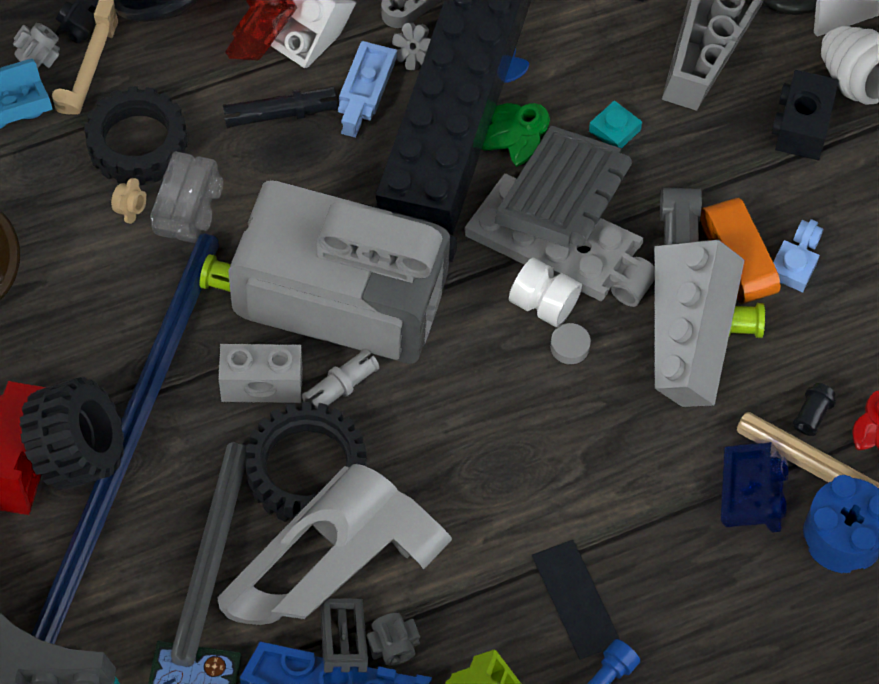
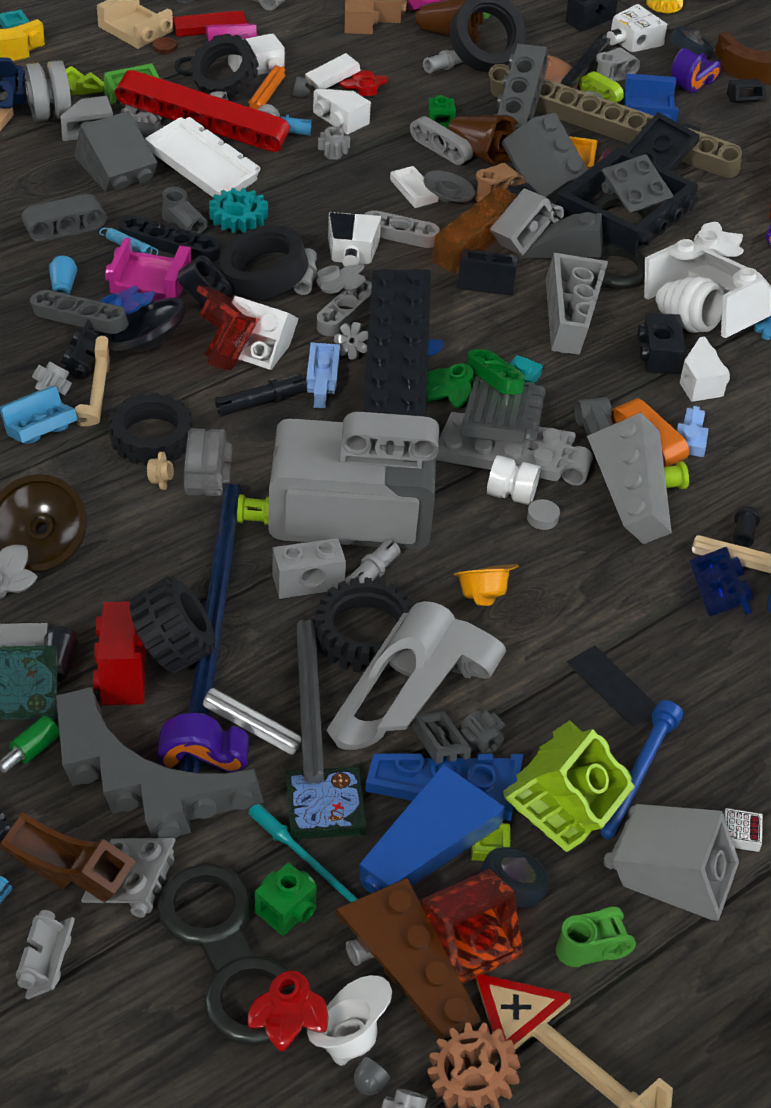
camera: 15 degrees left, 15 degrees down
(73, 589) = (203, 739): none -> dark purple animal
(136, 569) = (252, 721): none -> light grey axle
(465, 430) = (485, 583): none -> light orange piece
(581, 154) = (496, 371): none -> green beam
(841, 168) = (704, 373): none -> white slope

